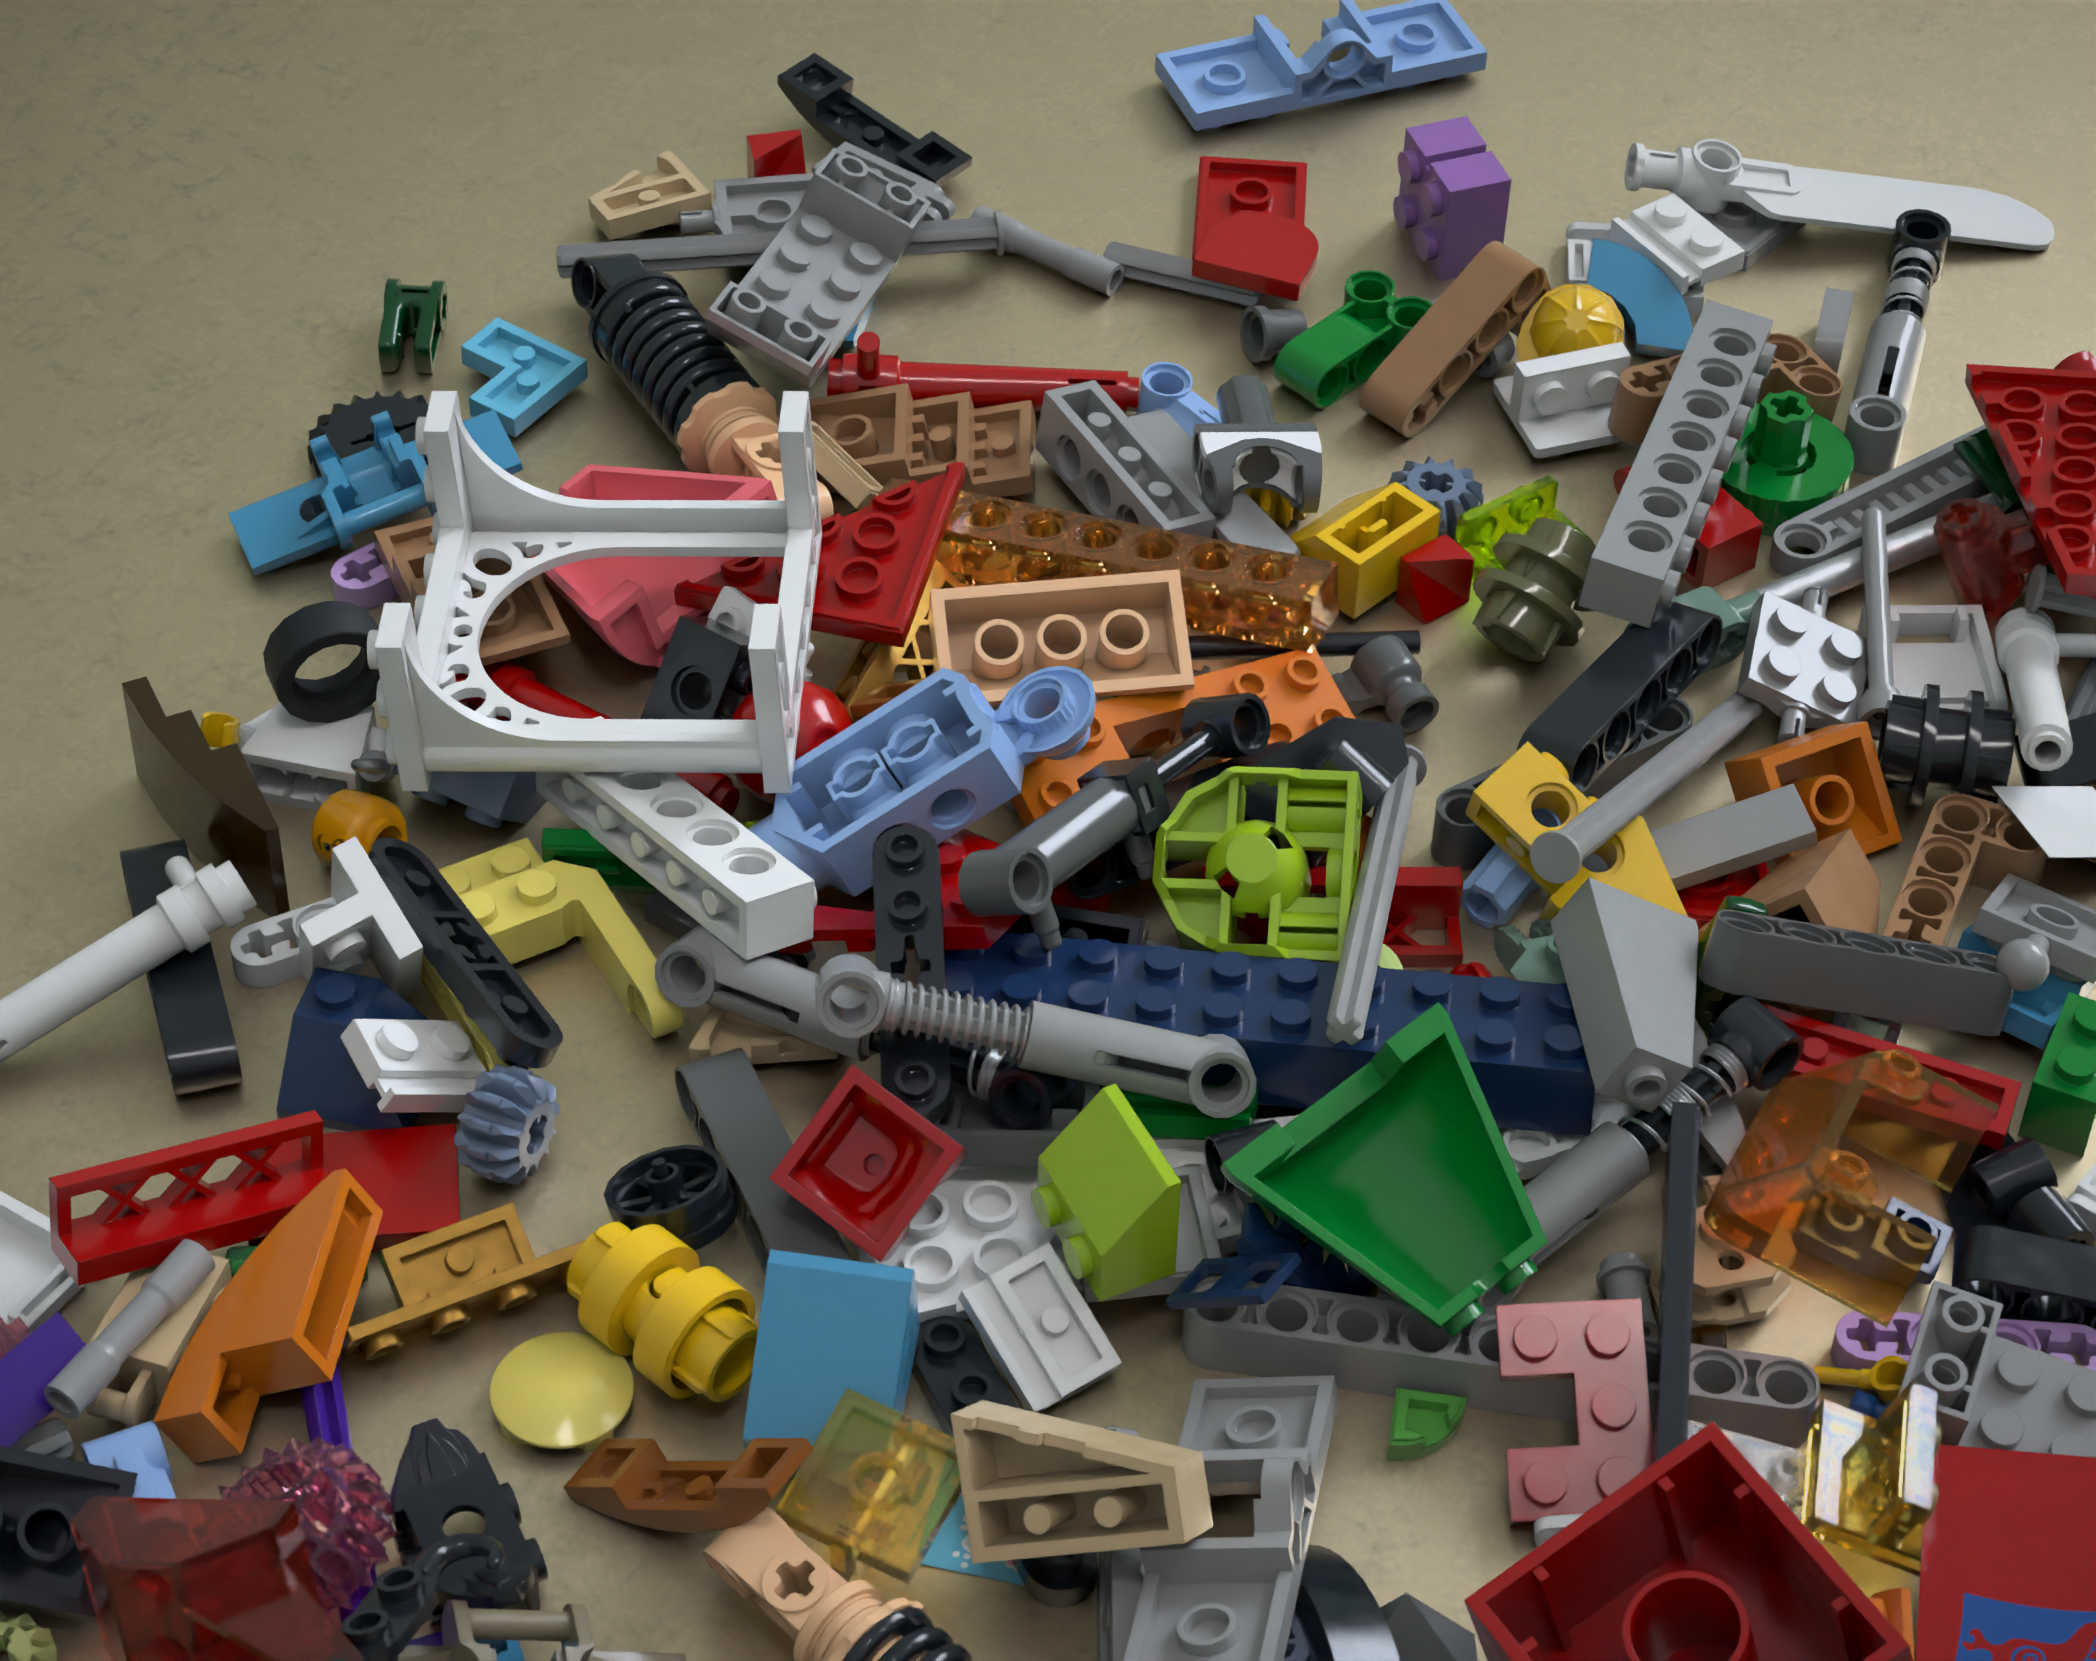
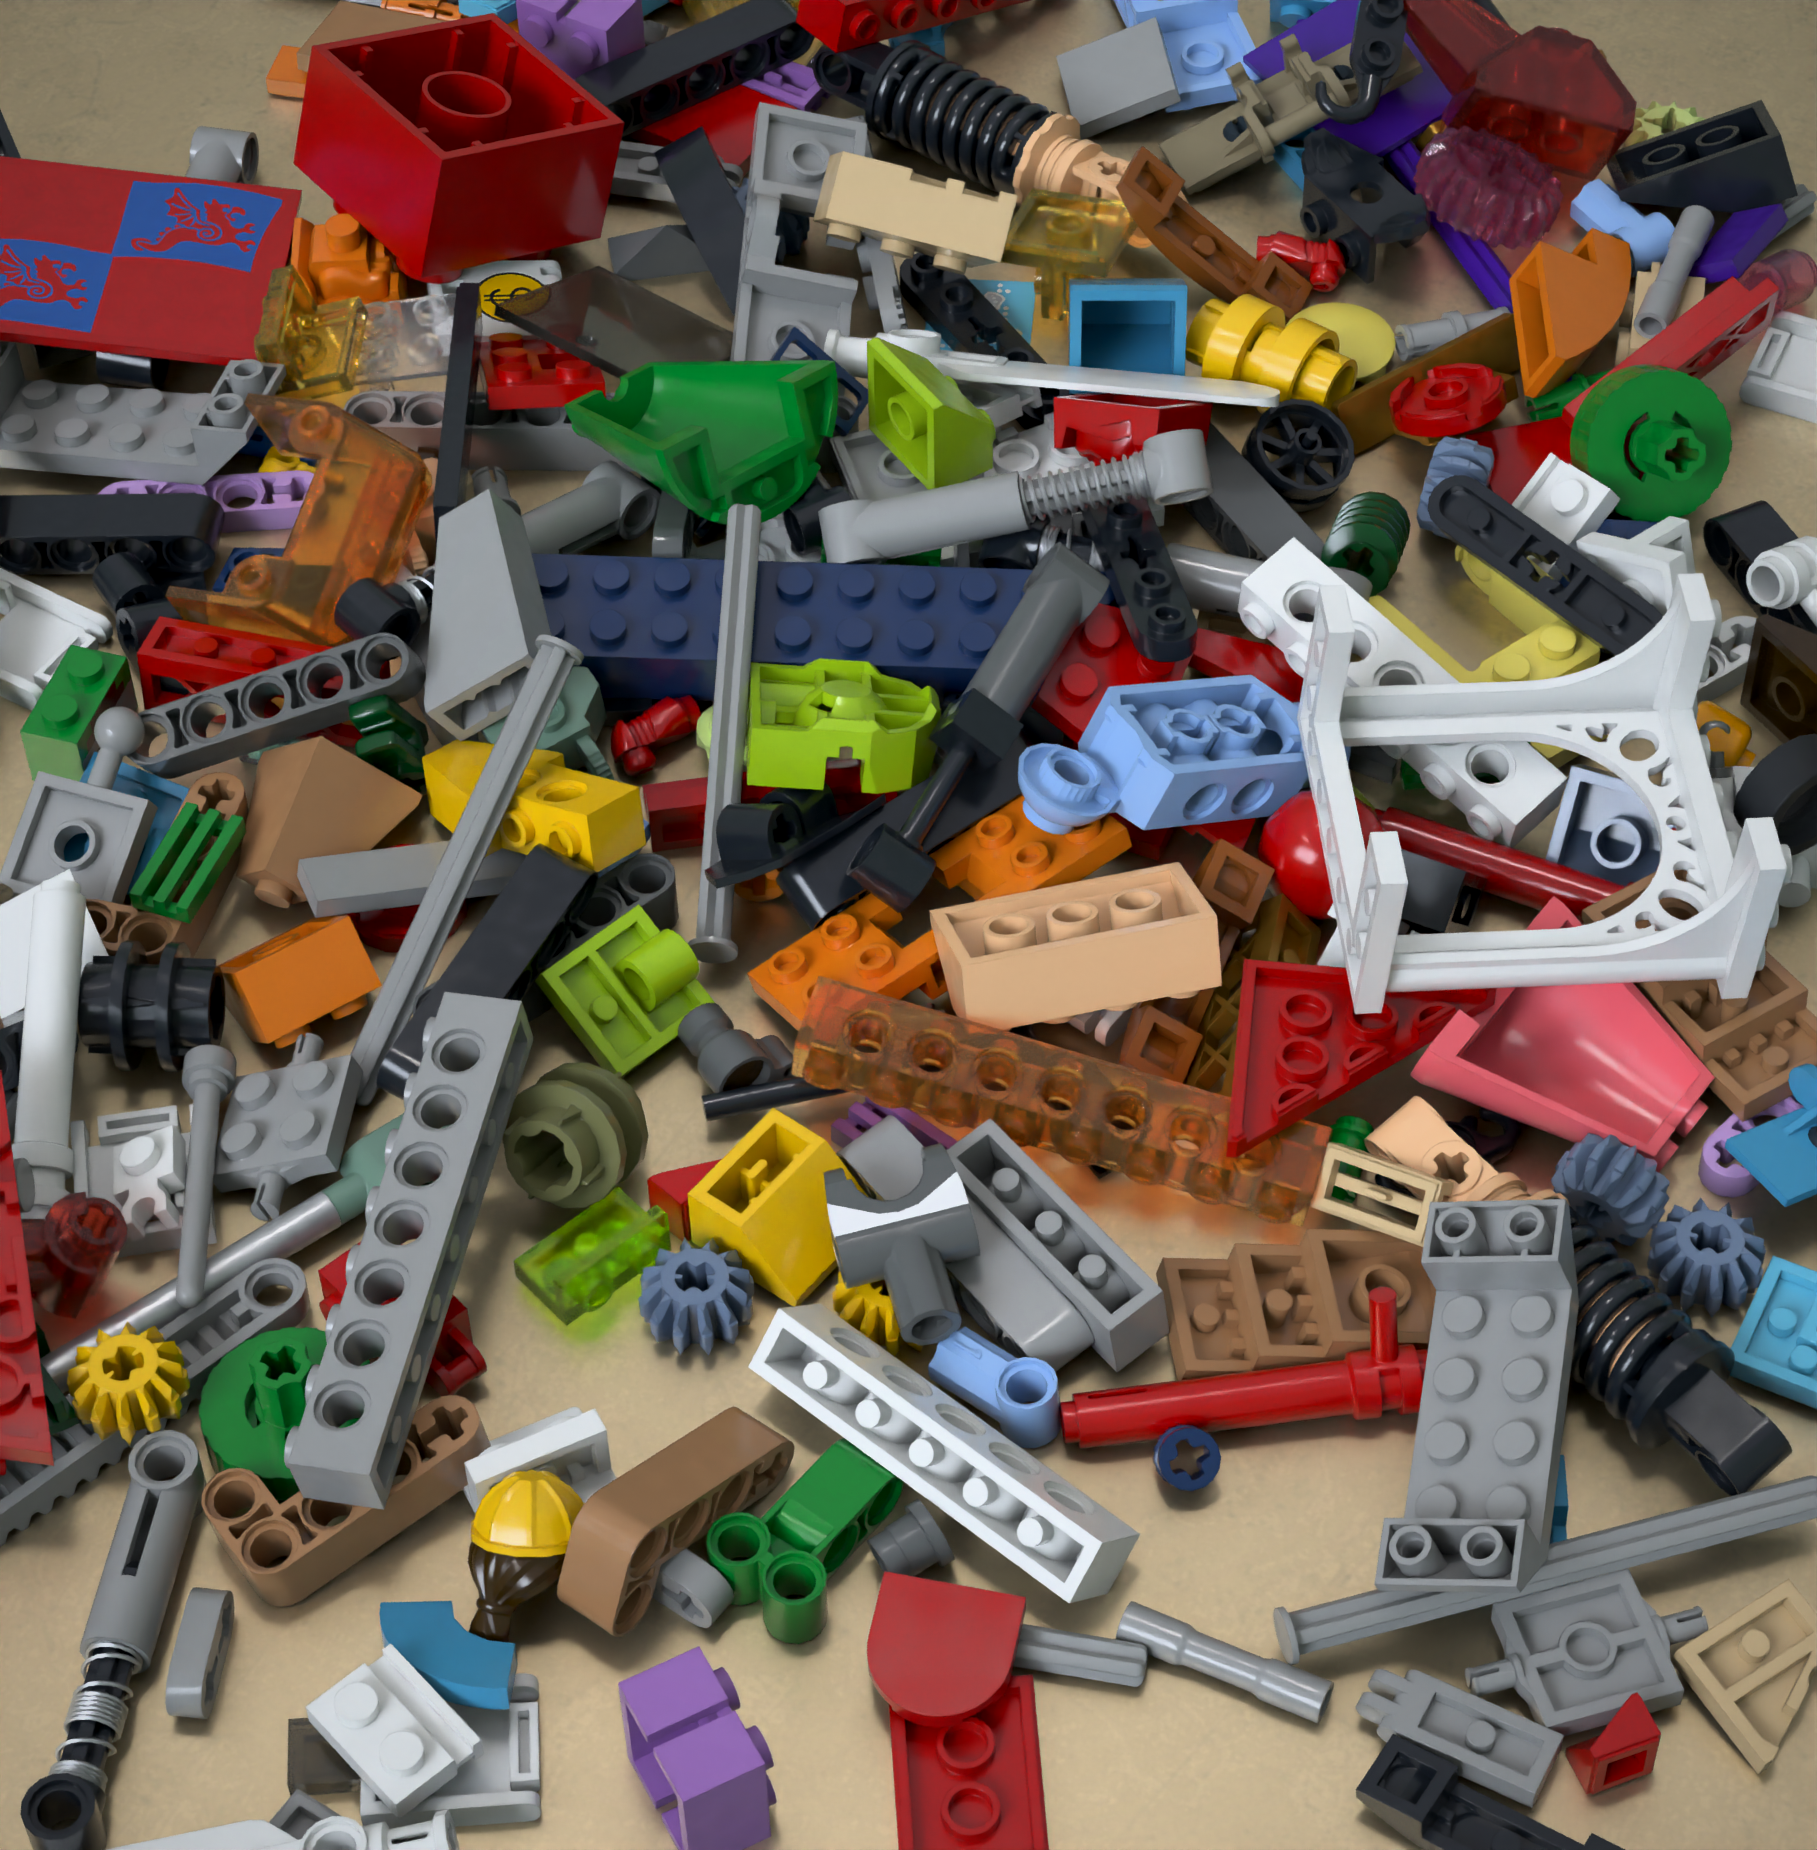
camera: 175 degrees right, 5 degrees up
(271, 1082) = (1679, 417): none -> green piece
(416, 1371) = (1429, 335): none -> light grey pin
(476, 1211) = (1449, 401): none -> red tile
(568, 430) = (1706, 1257): none -> sand blue gear
(574, 1513) = (1308, 258): none -> red arm
(631, 443) = (1612, 1188): none -> sand blue gear
(633, 1054) = (1368, 538): none -> dark green piece
(960, 1269) = (973, 367): none -> white piece
(1044, 354) = (1207, 1463): none -> dark blue bush
(1146, 285) = (944, 1452): none -> white brick
(1456, 1478) = (615, 323): none -> clear smoke piece
(1477, 726) = (626, 990): none -> lime plate
(1736, 288) = (315, 1764): none -> clear smoke tile
(1915, 450) = (128, 1382): none -> yellow gear
(1920, 628) = (146, 1176): none -> white plate
(1943, 825) = (177, 859): none -> green tile

